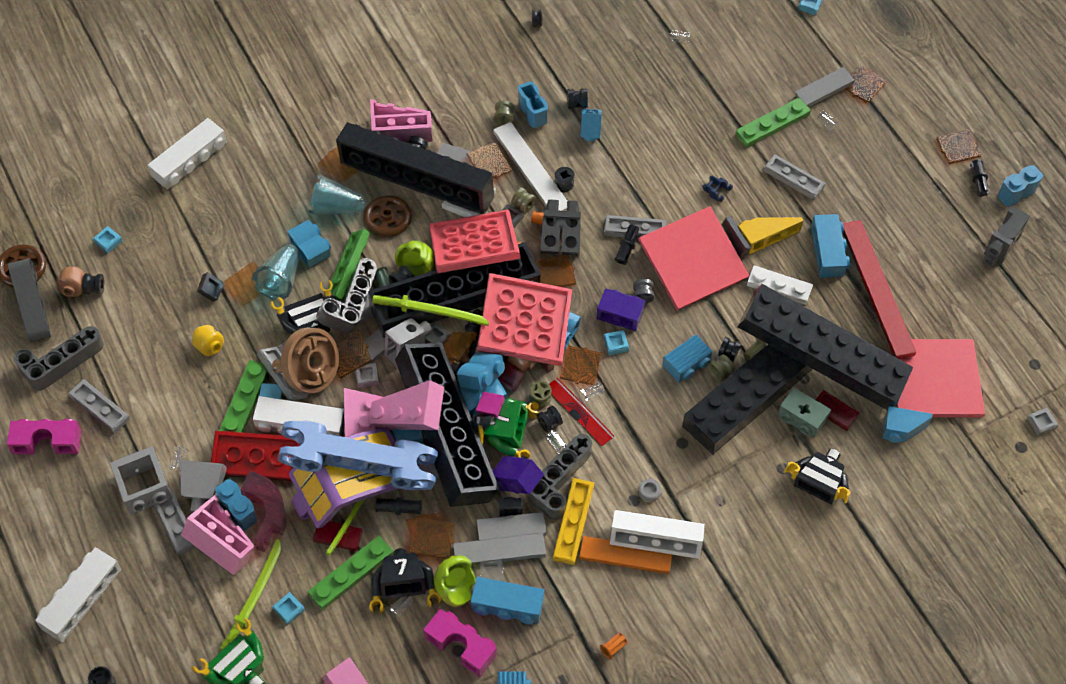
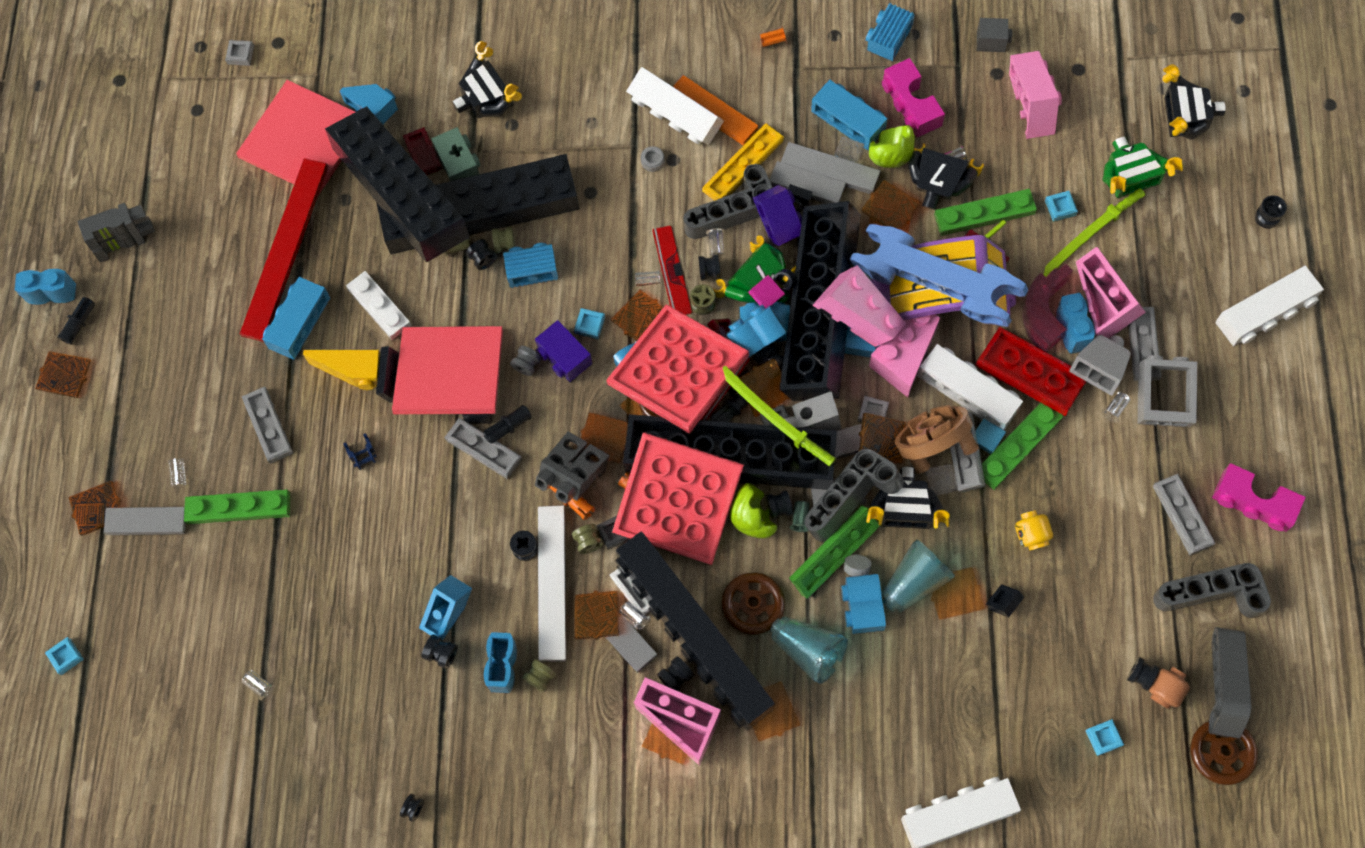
camera: 145 degrees left, 10 degrees up
(325, 264) = (857, 565): none -> light grey tile

